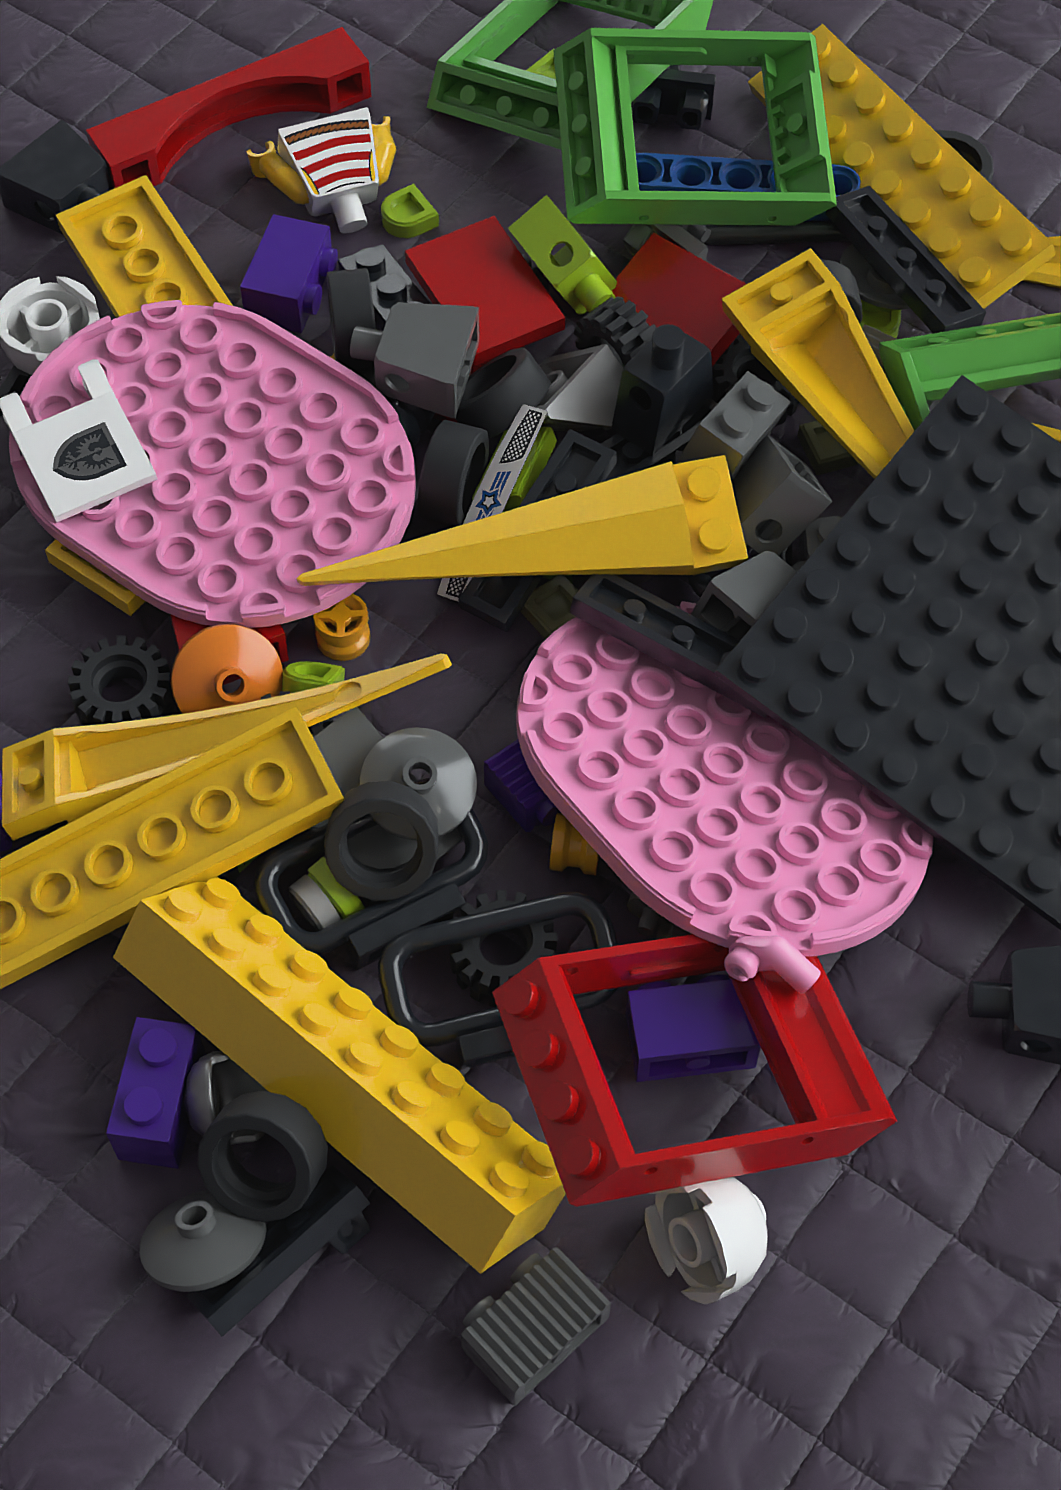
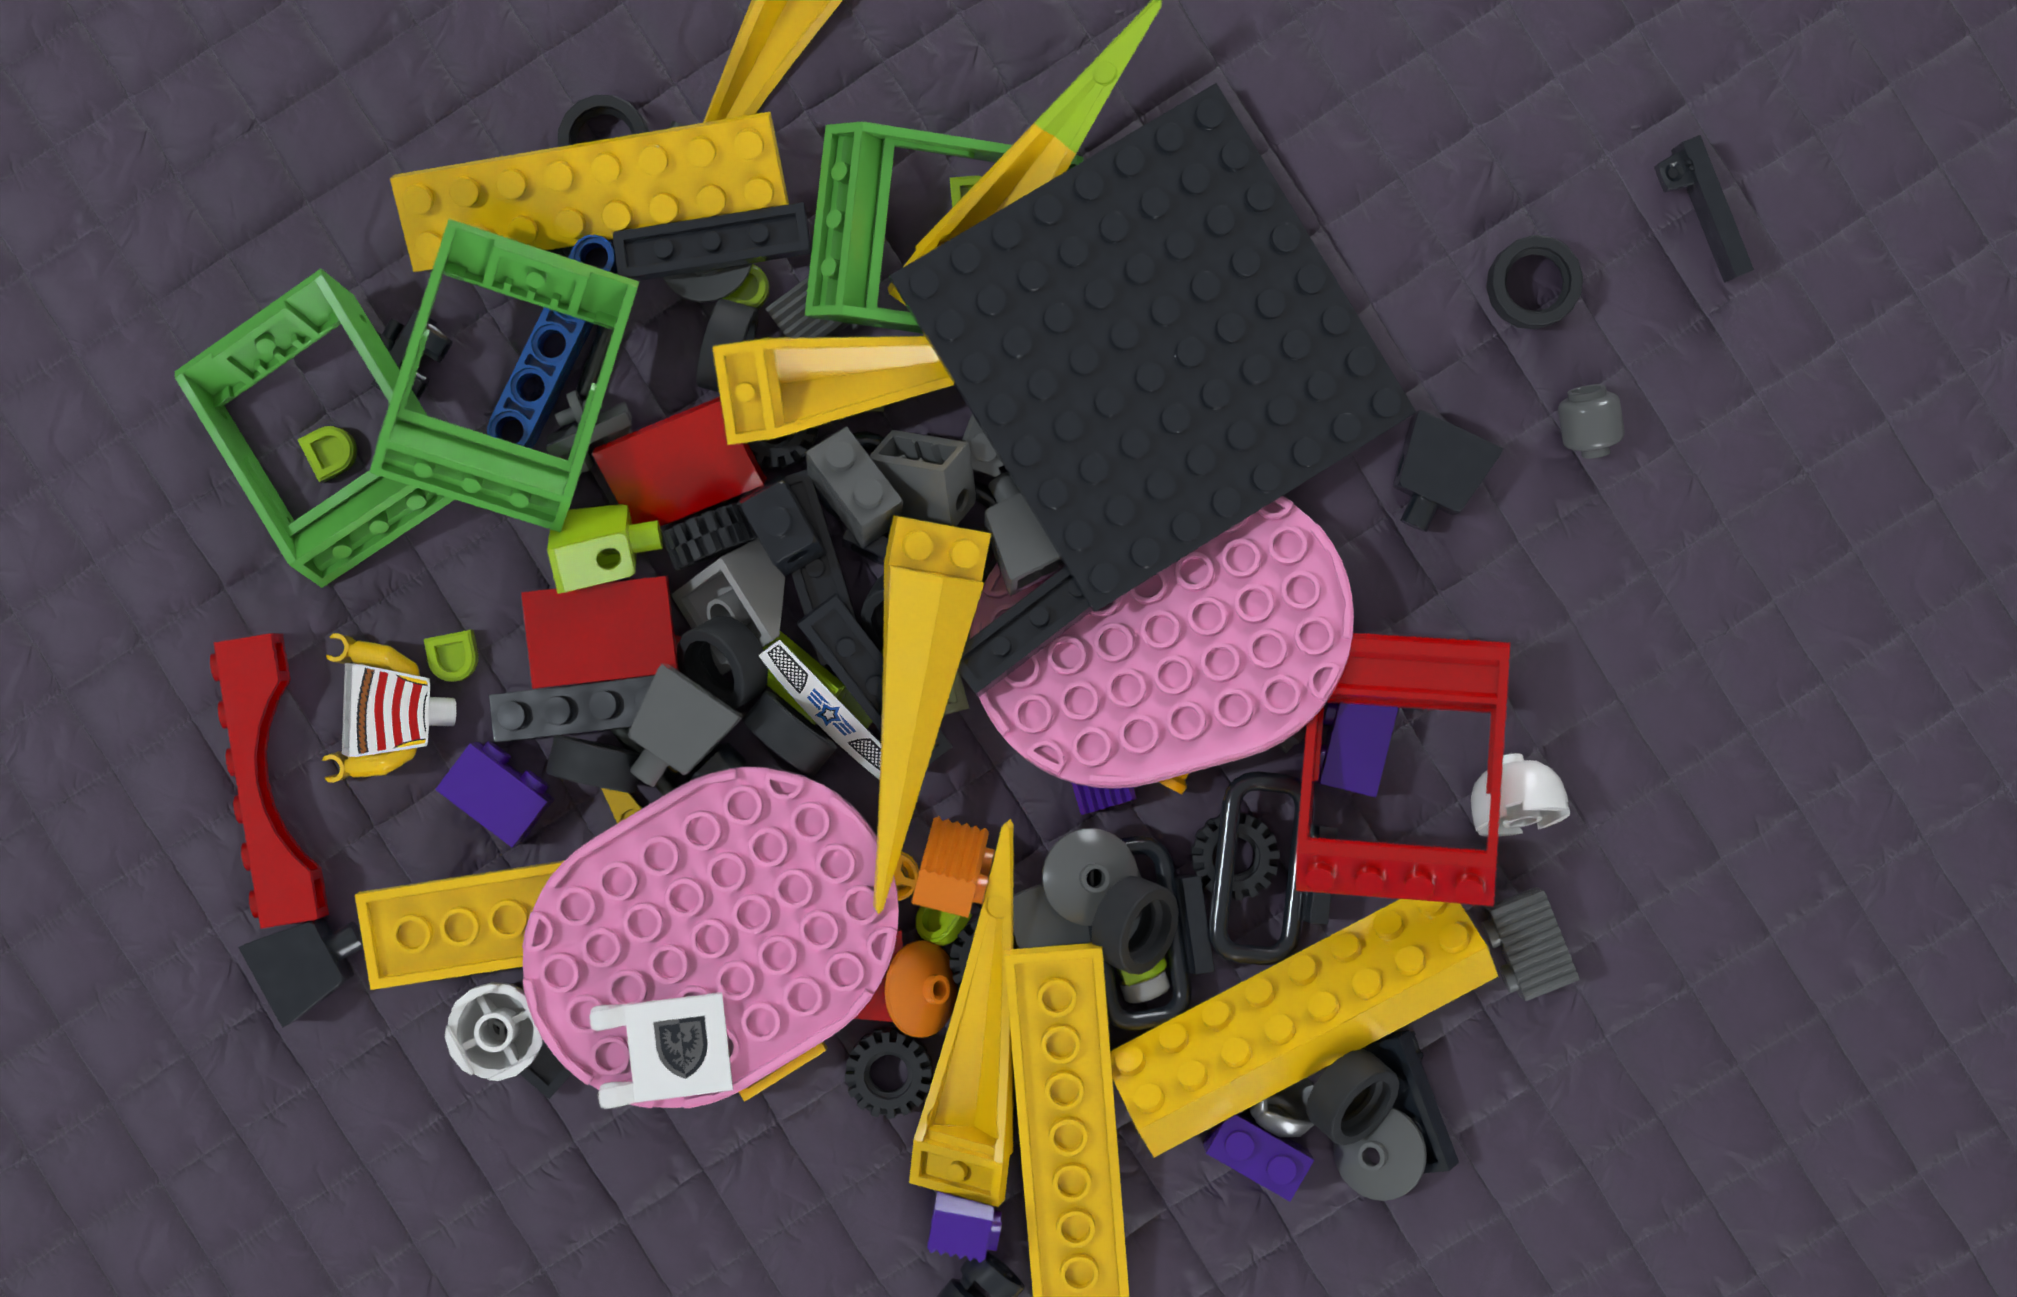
camera: 70 degrees left, 30 degrees up
(365, 640) = (953, 868): none -> orange brick
(768, 954) = (1353, 675): bright pink arm -> none

